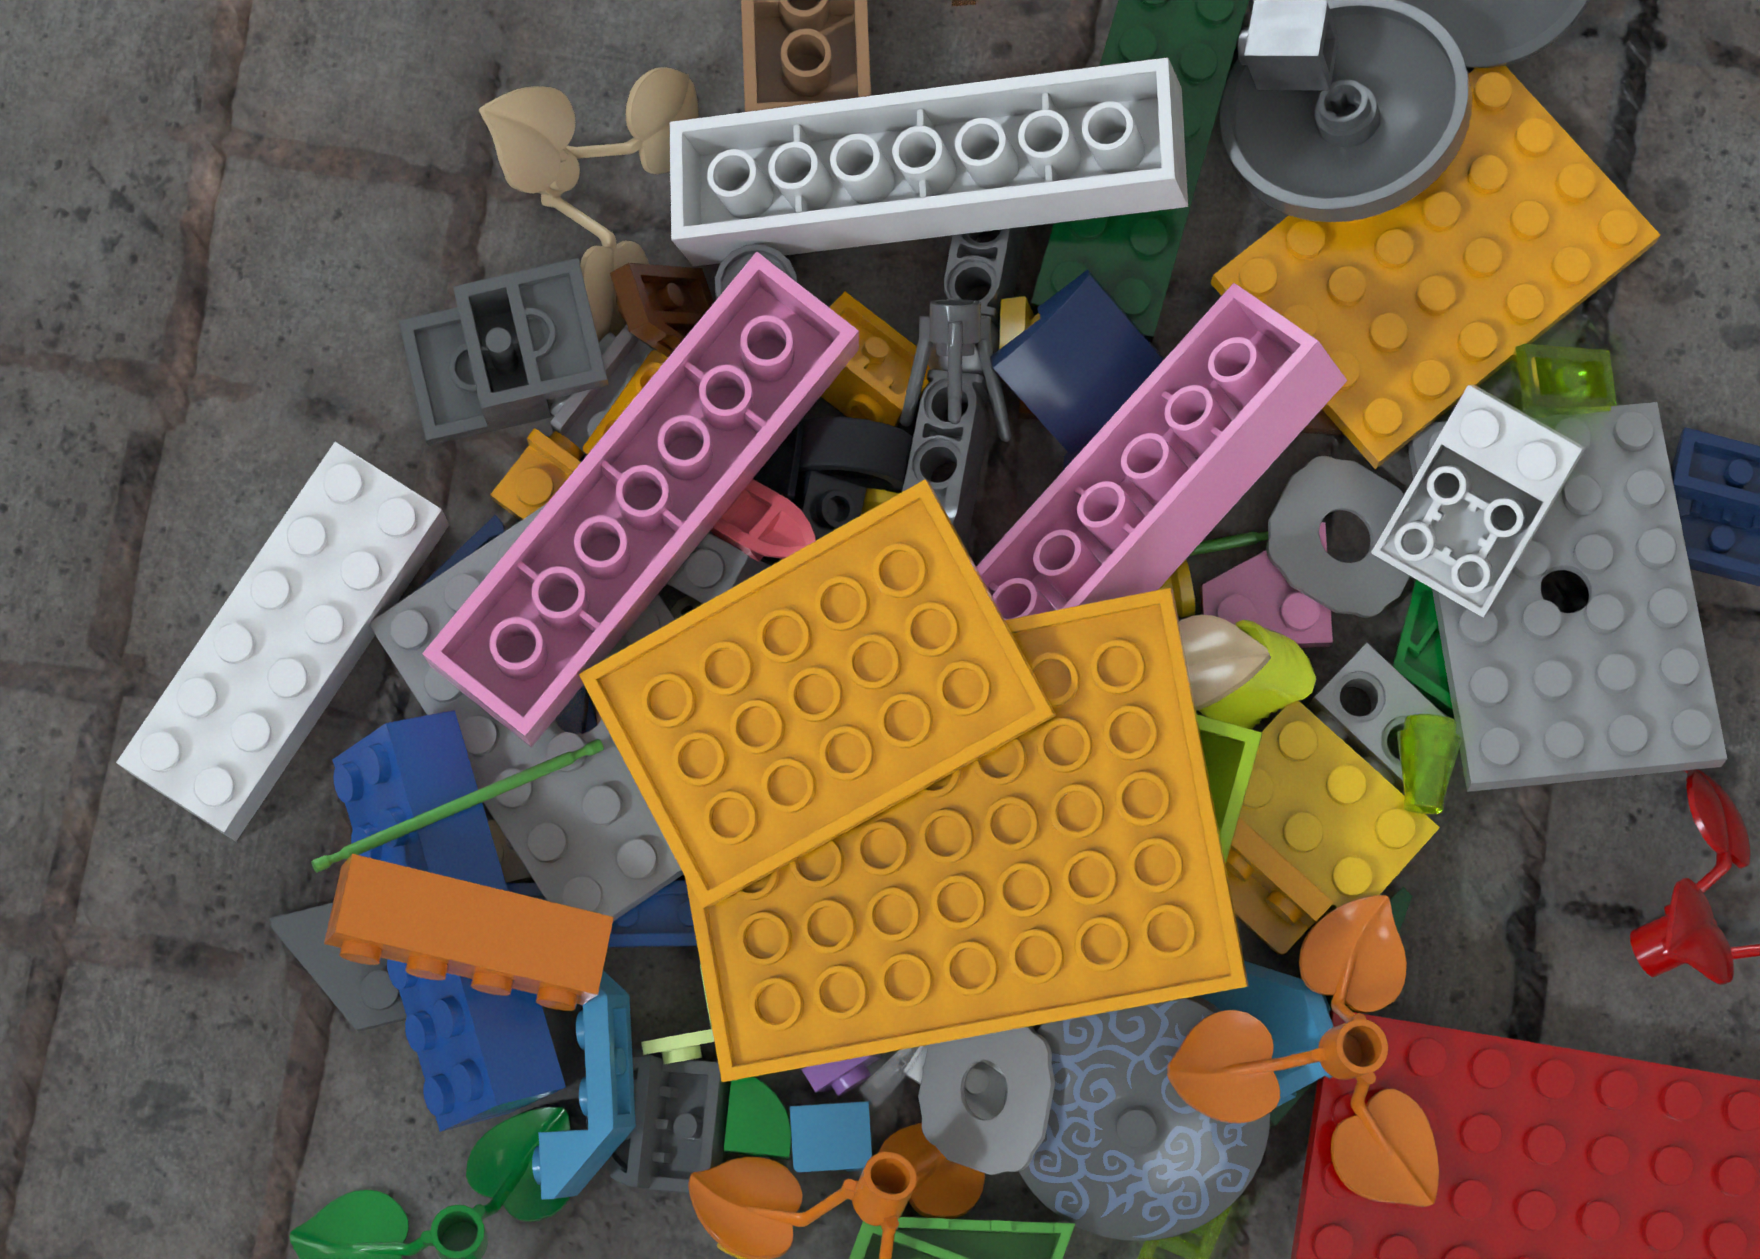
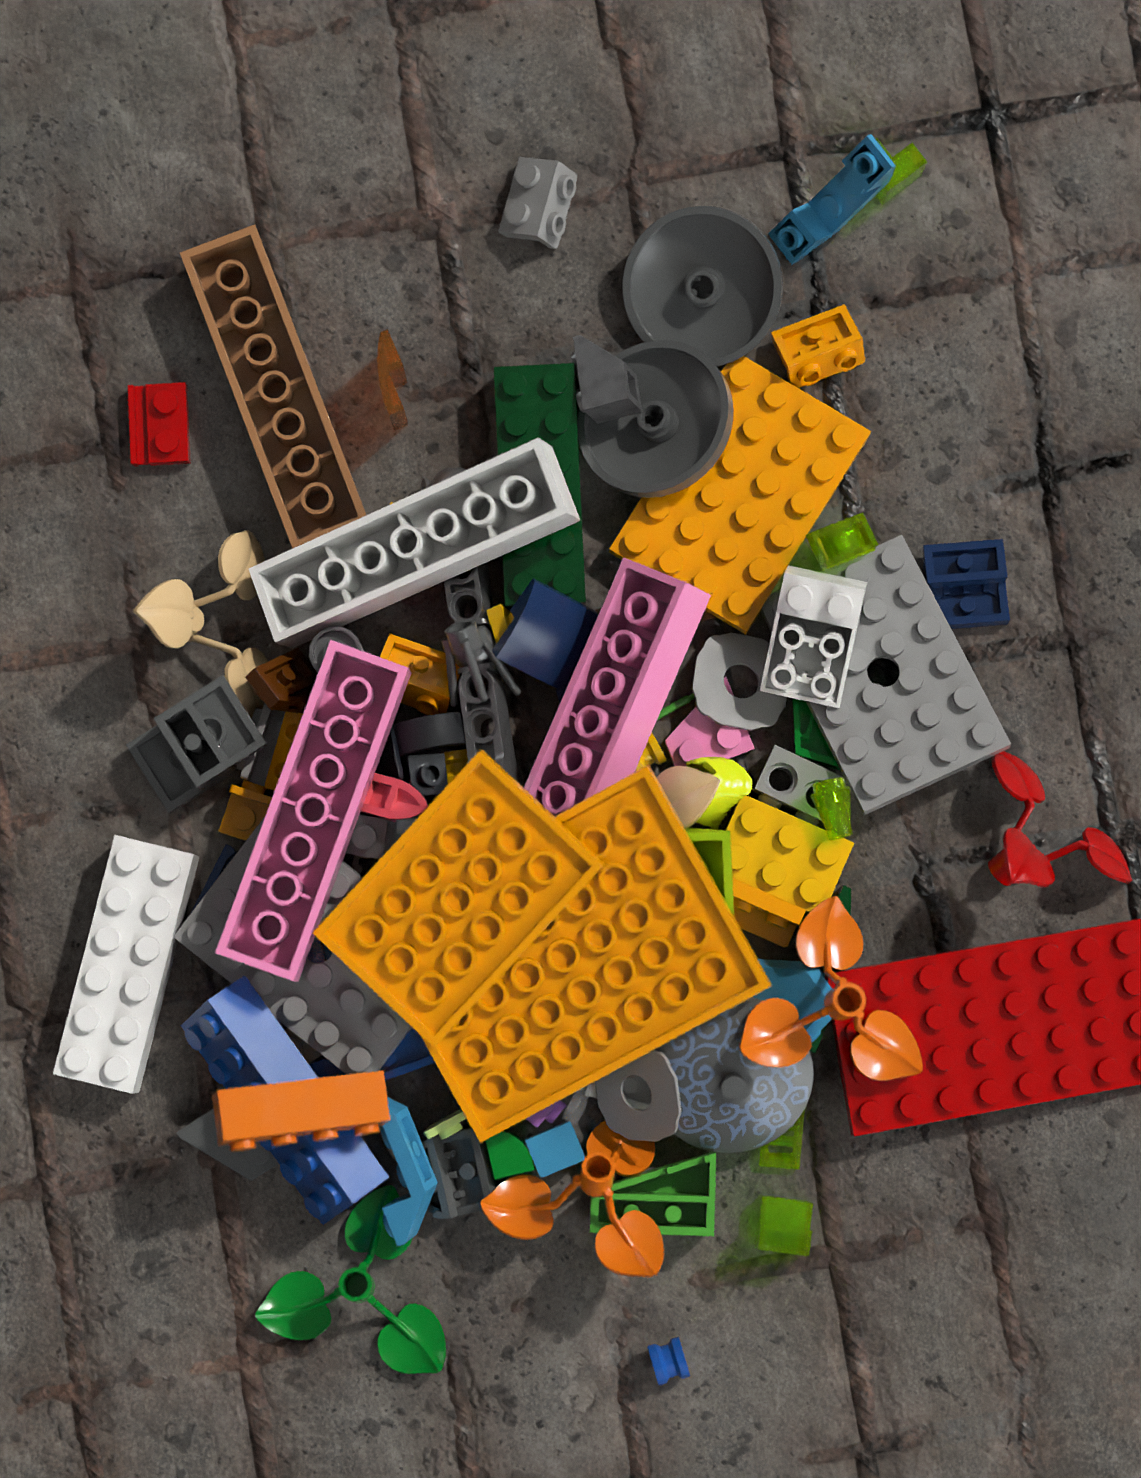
camera: 15 degrees left, 5 degrees up
(457, 805) = (267, 1034): bright green piece -> none
(1623, 90) = (819, 346): none -> light orange bracket

